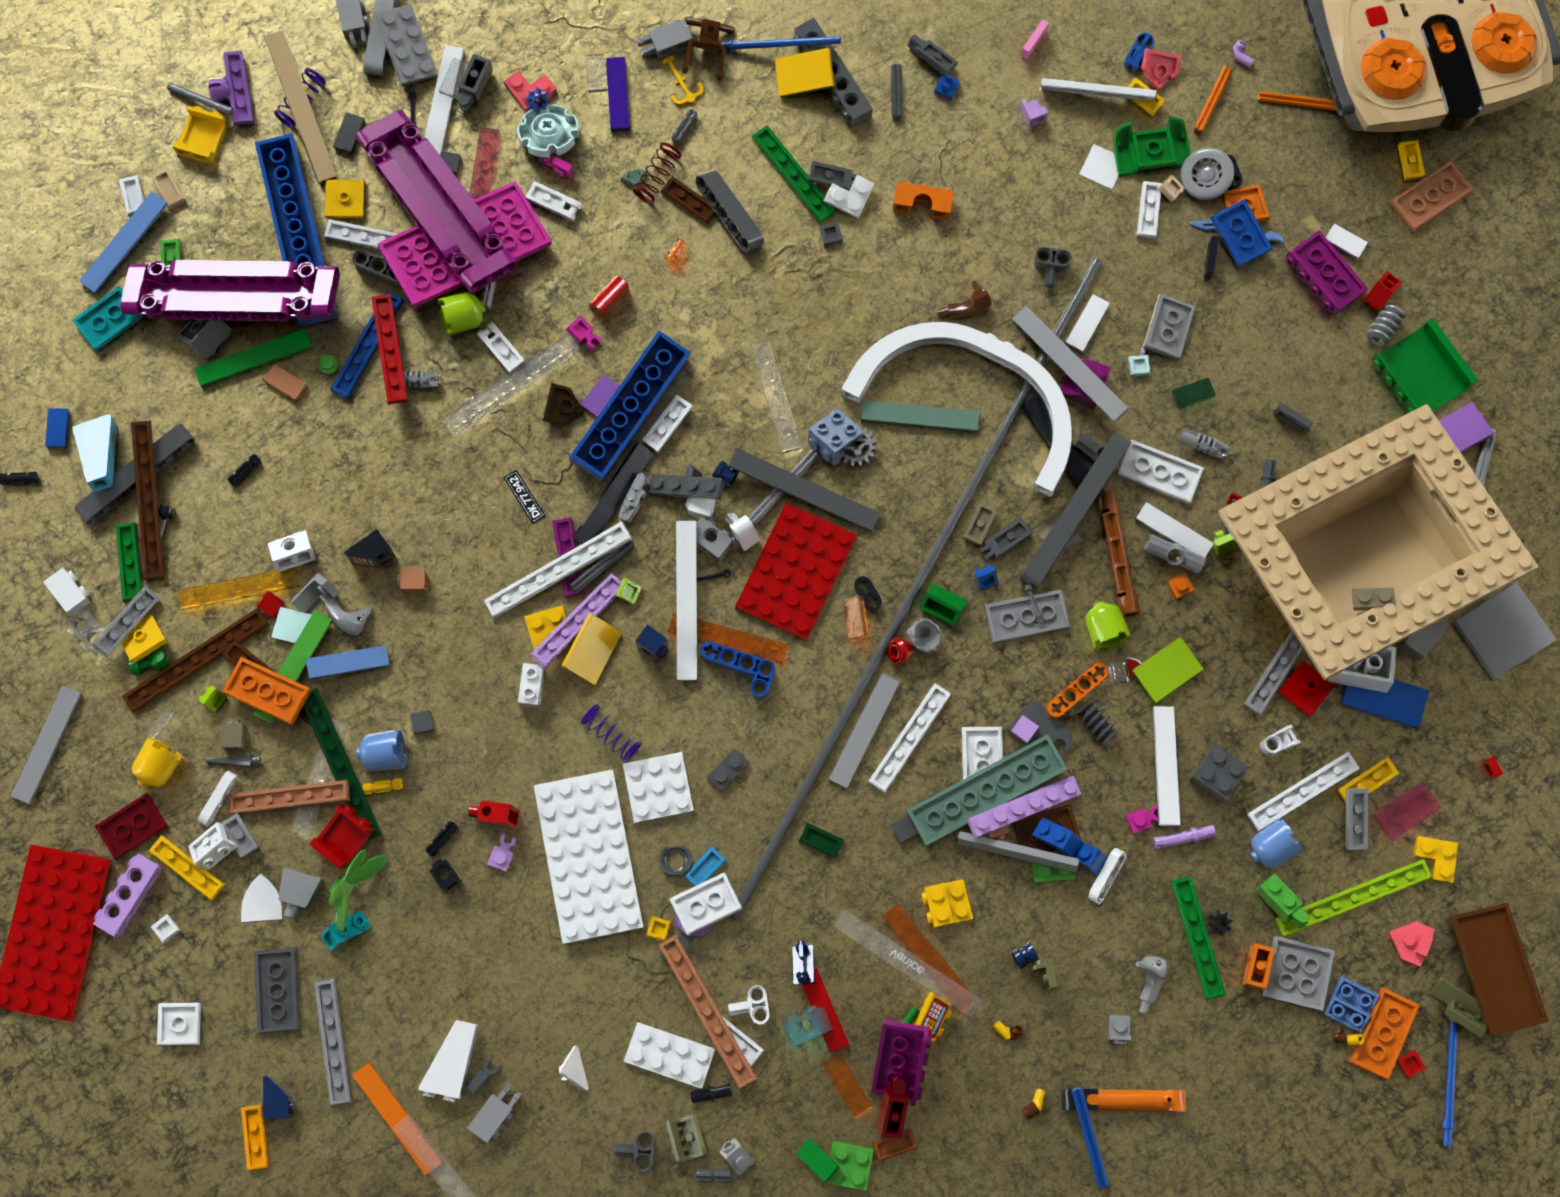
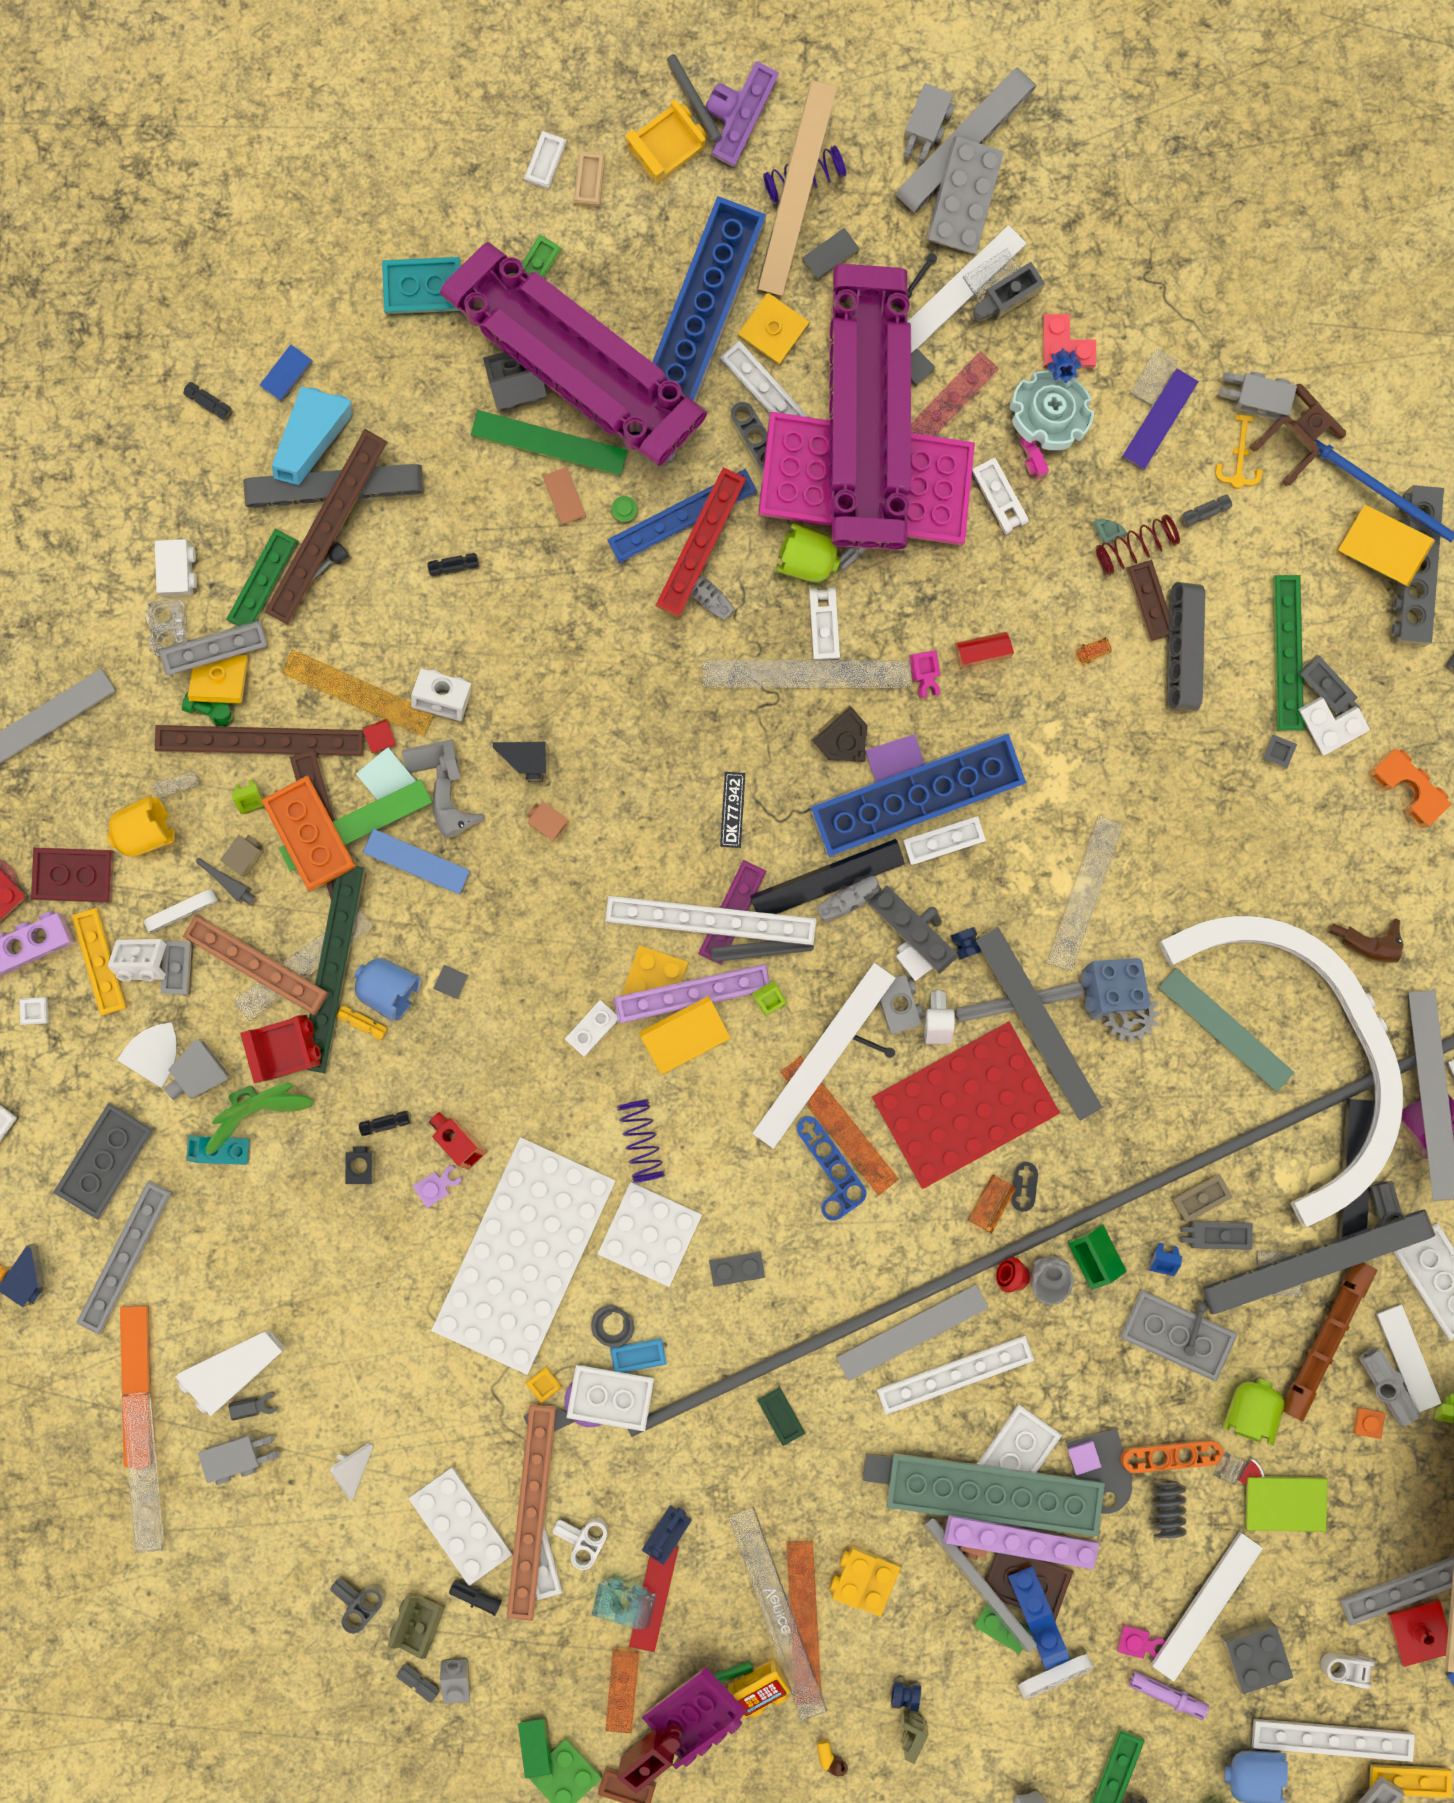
camera: 35 degrees right, 10 degrees up
(123, 242) = (498, 209): medium blue tile -> none
(652, 643) = (753, 1078): dark blue brick -> none

